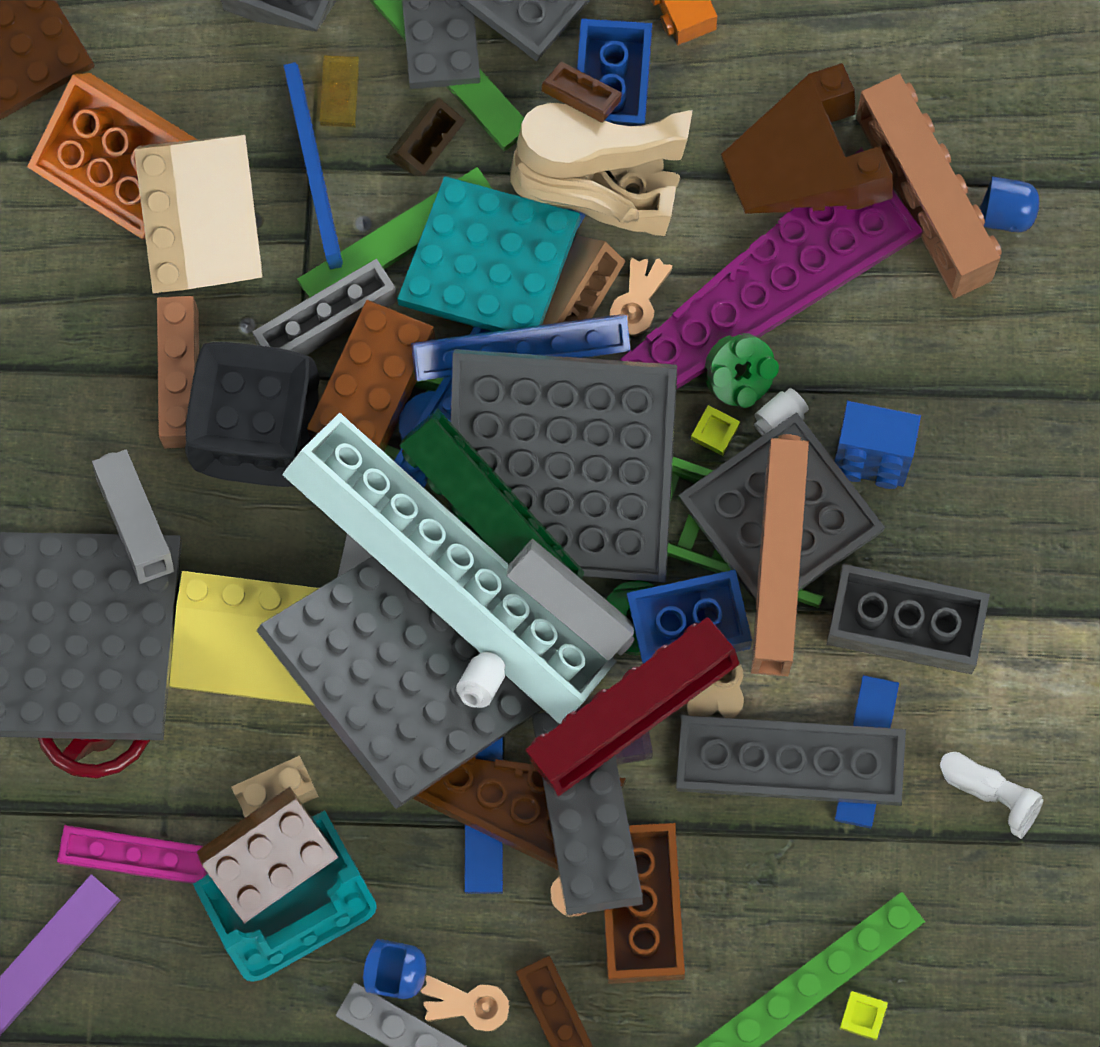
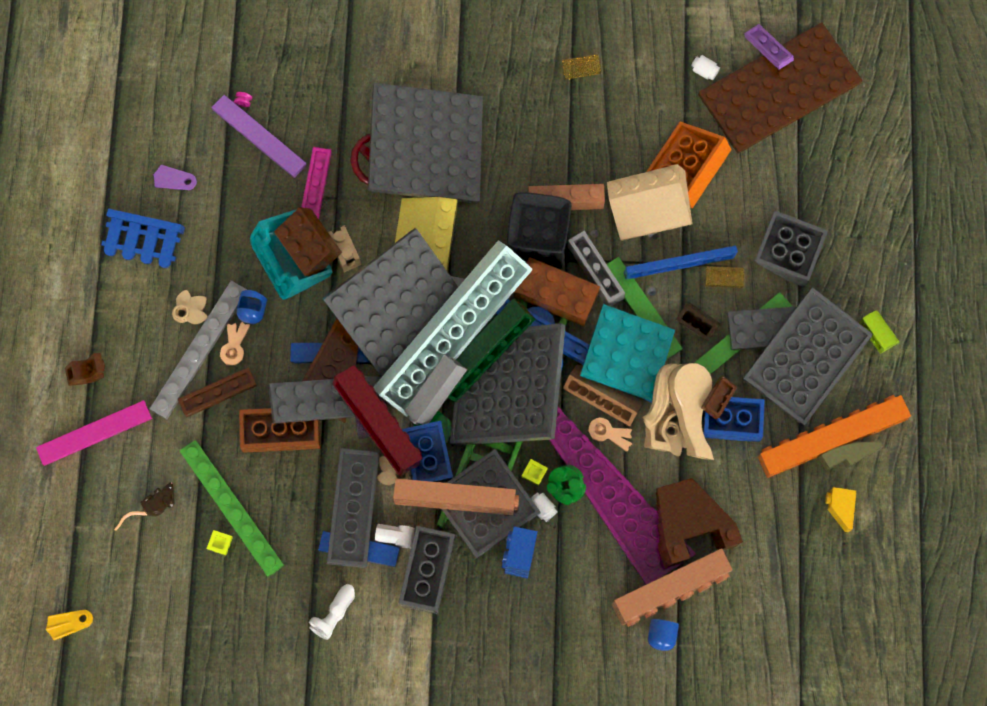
camera: 85 degrees right, 0 degrees up
(133, 516) = (487, 175): light grey brick -> none
(481, 680) = (392, 344): white brick -> none
(565, 339) = (576, 368): blue tile -> none
(841, 675) = (400, 536): none -> white piece

